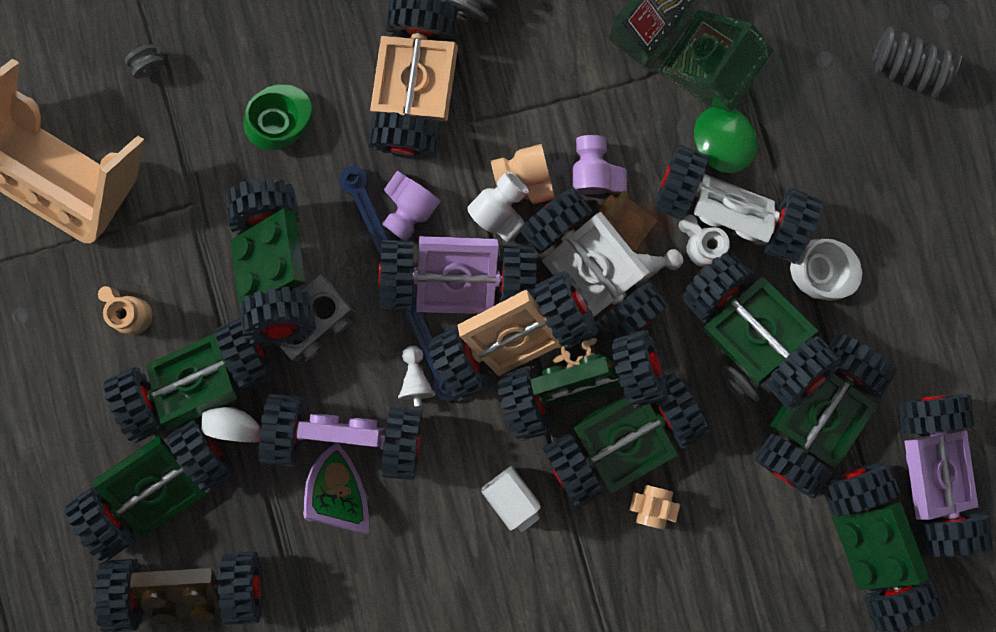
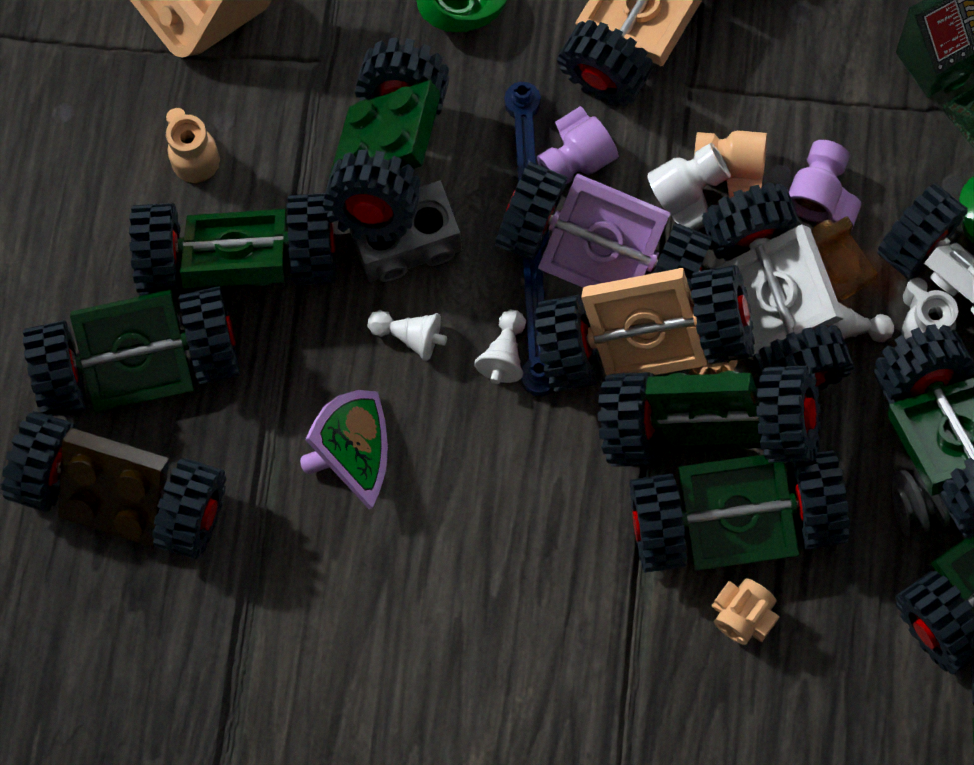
camera: 25 degrees right, 15 degrees down
(230, 425) = (262, 314): white hat -> none
(285, 427) = (330, 334): black plate -> none
(348, 389) = (417, 332): none -> white piece
(512, 500) = (568, 525): white brick -> none

